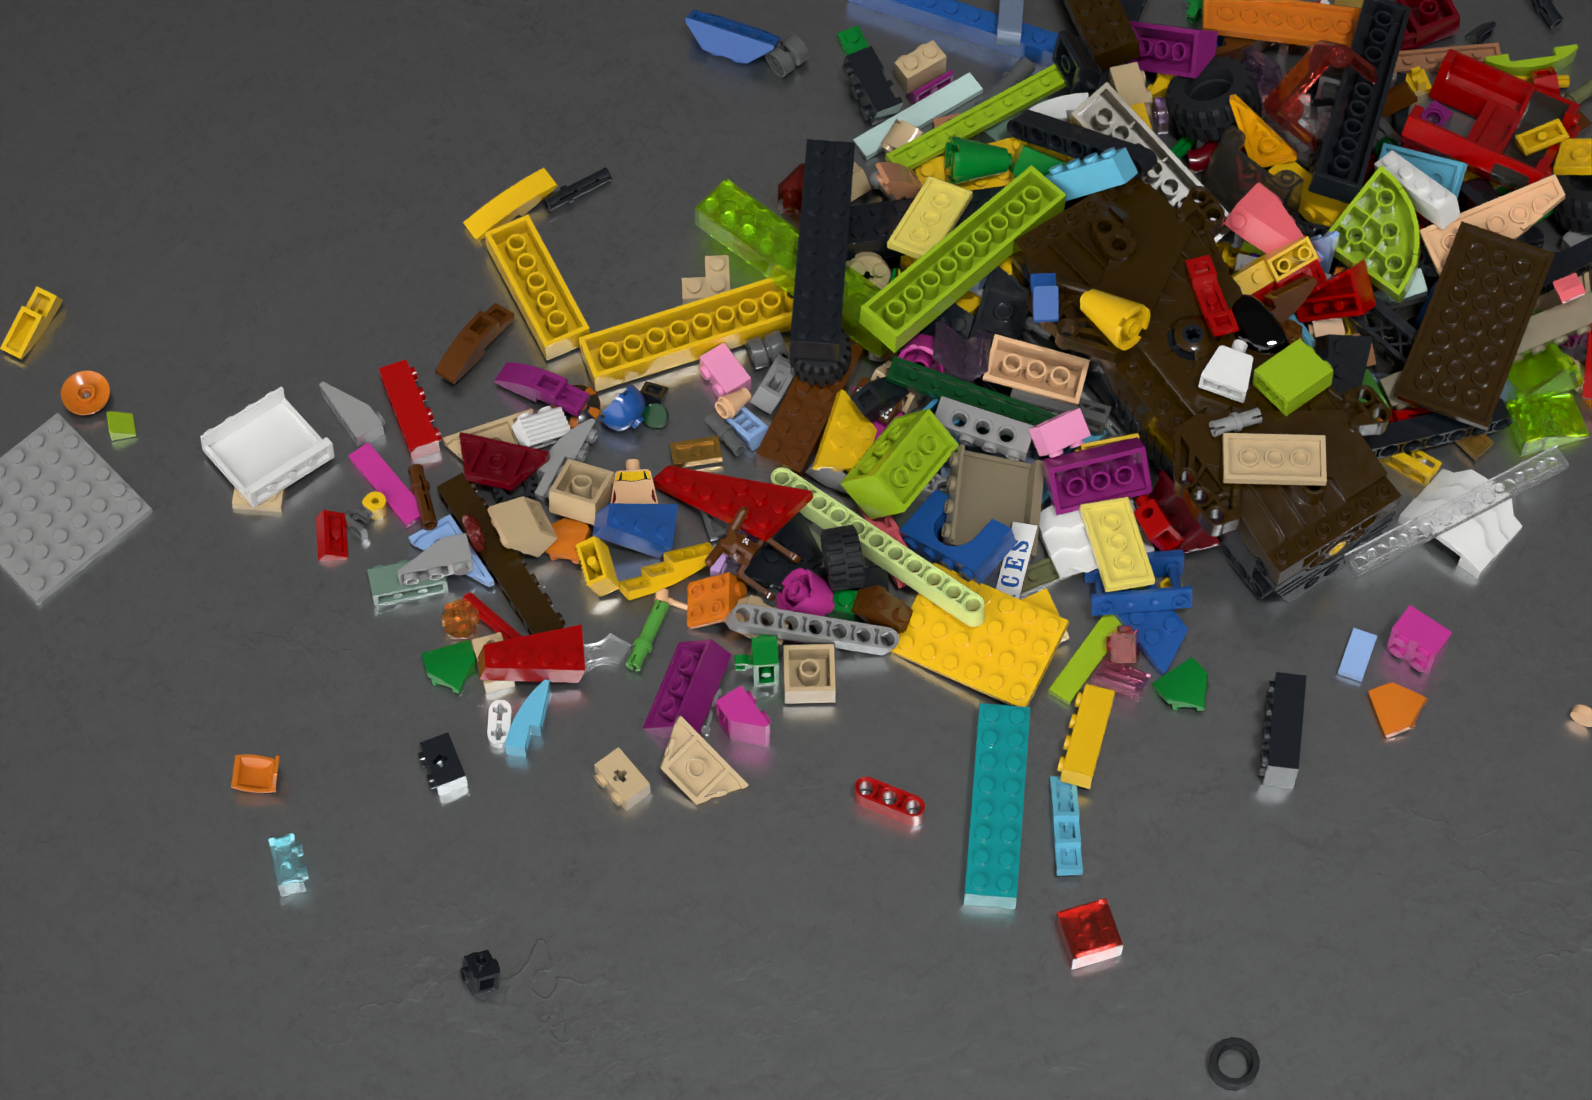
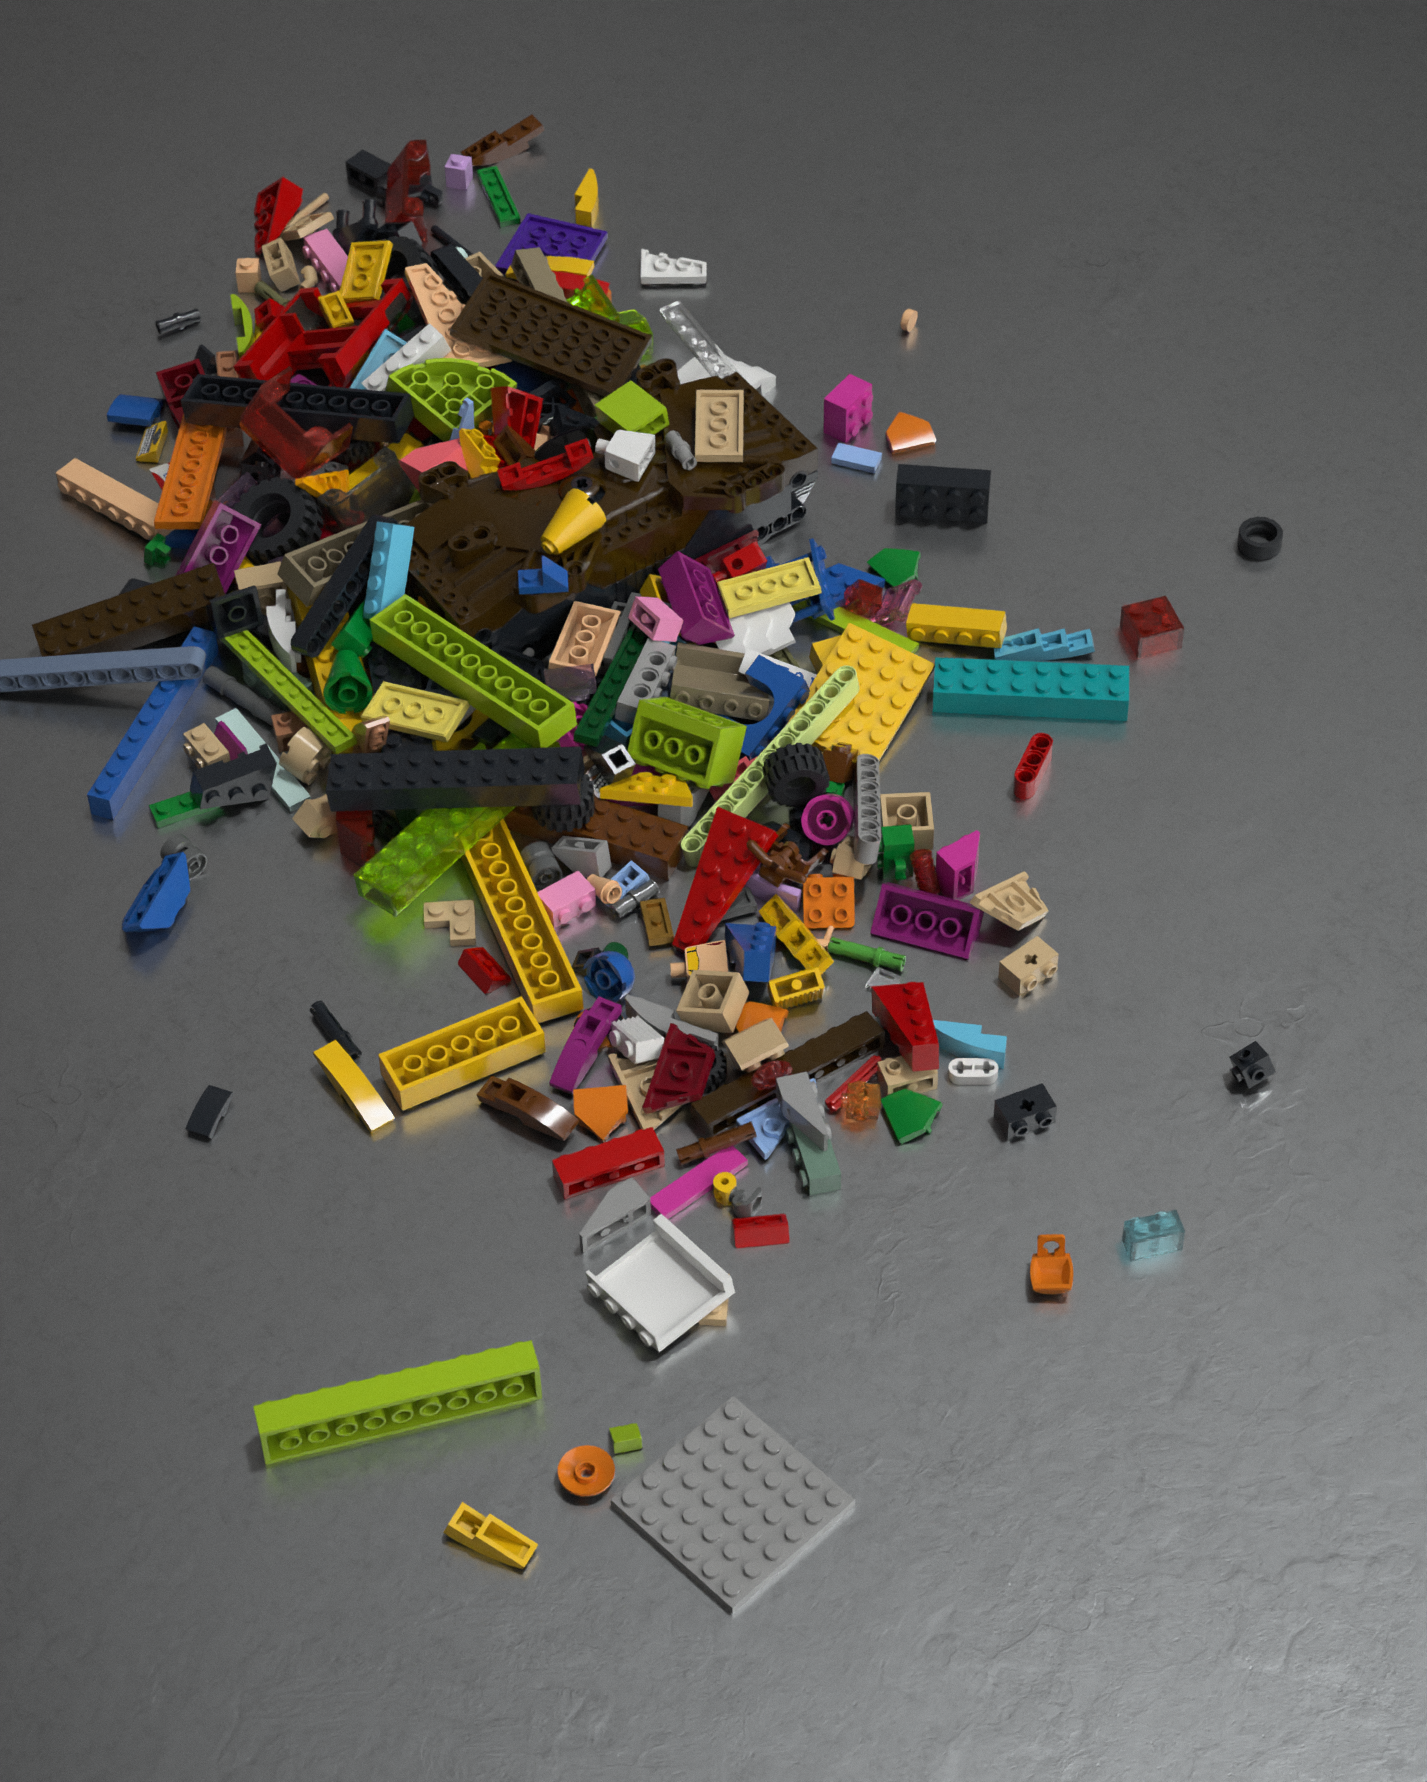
camera: 90 degrees left, 15 degrees down
(162, 247) = (398, 1402): none -> lime brick
(469, 402) = (601, 1109): none -> orange slope
(494, 95) = (208, 1111): none -> black slope
(653, 303) = (483, 969): none -> red slope
(742, 676) = (925, 871): none -> clear red piece
(1569, 288) = (526, 263): coral slope -> none

